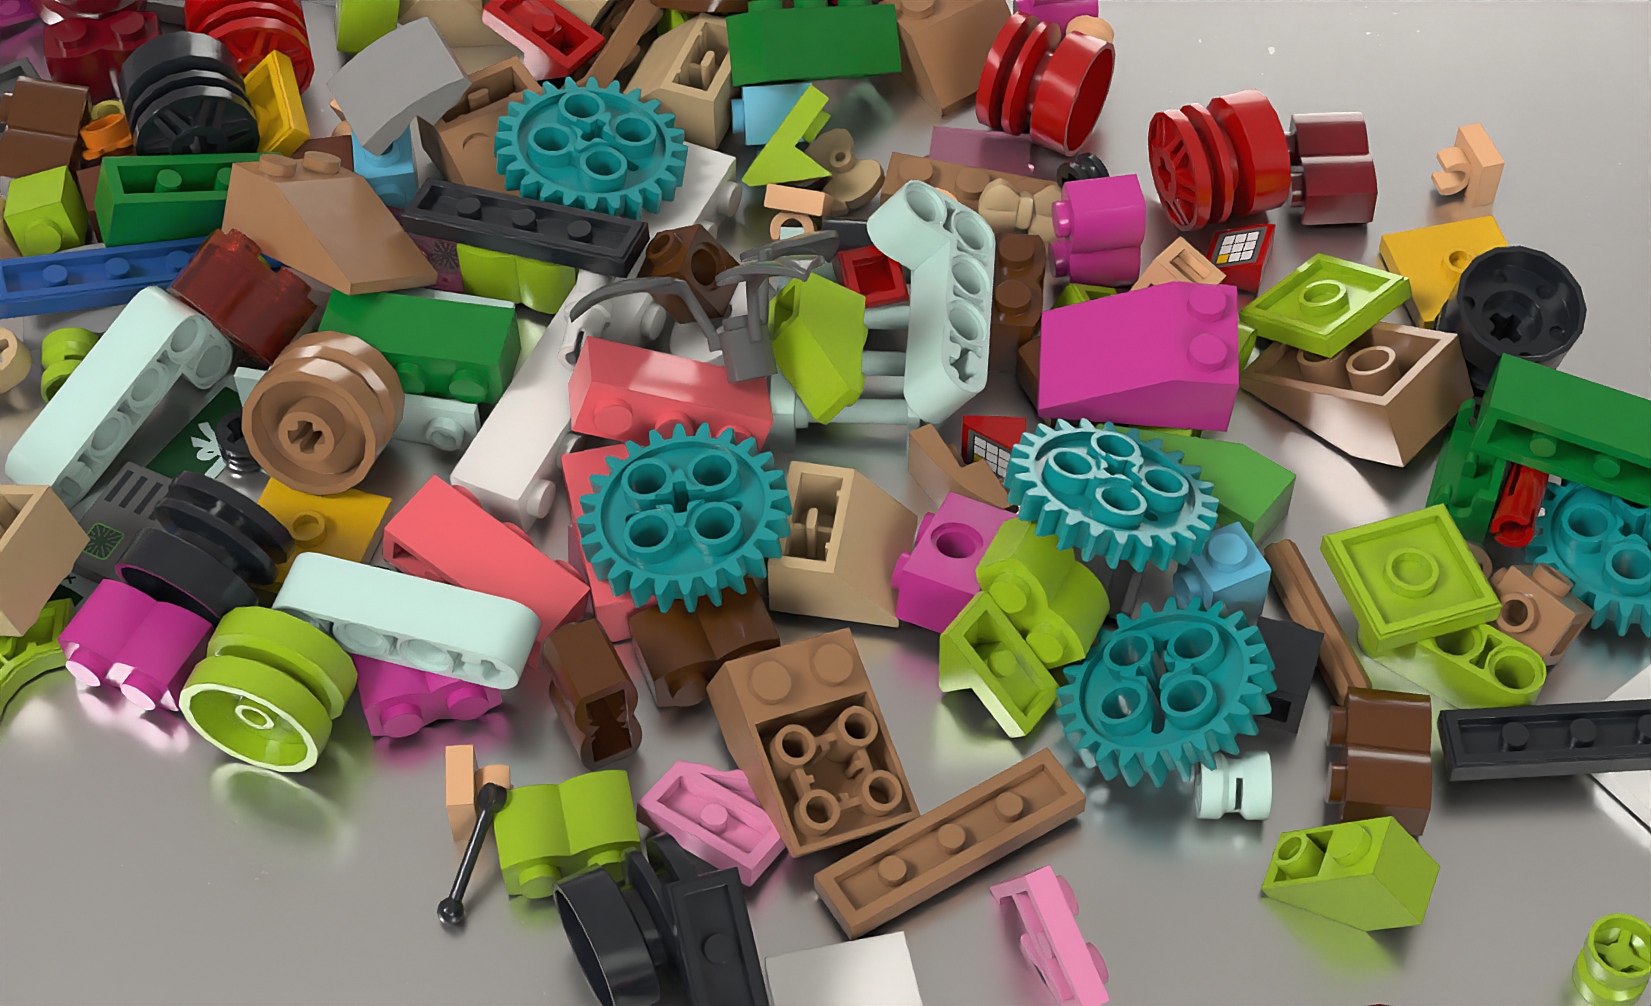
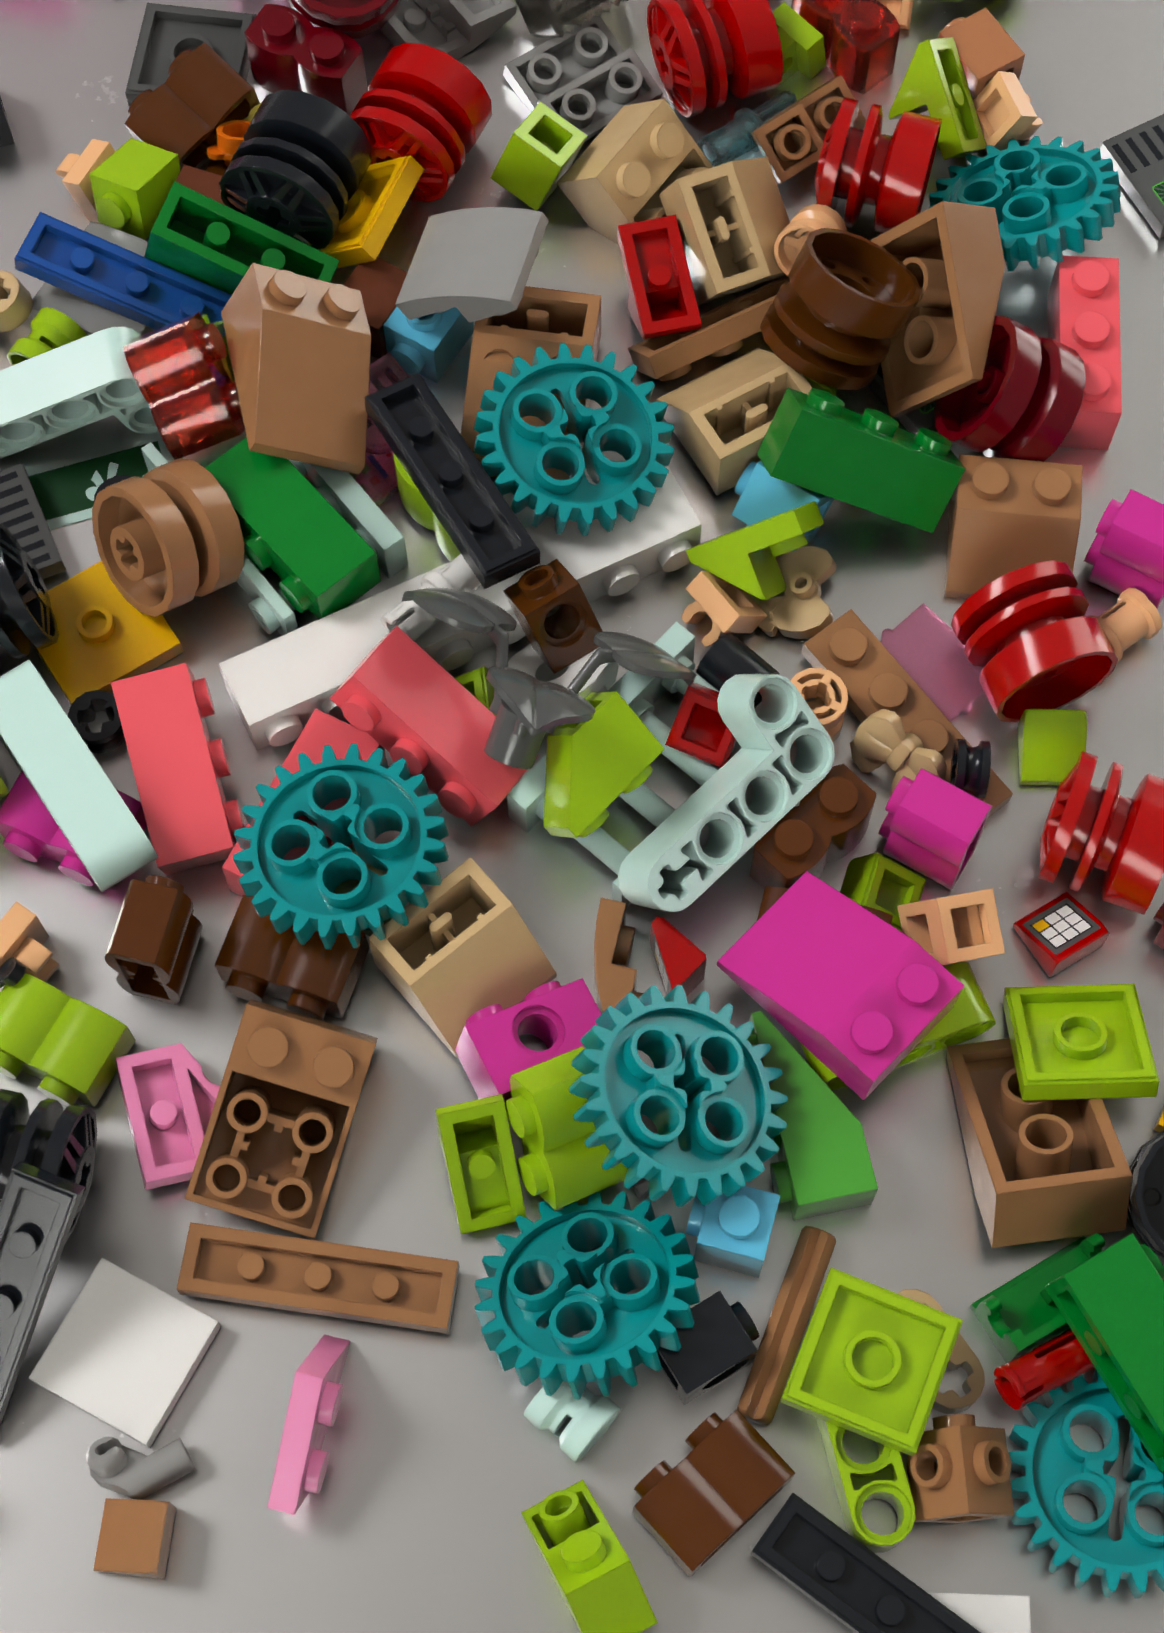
camera: 40 degrees right, 15 degrees up
(1115, 144) = (1050, 744): none -> lime slope

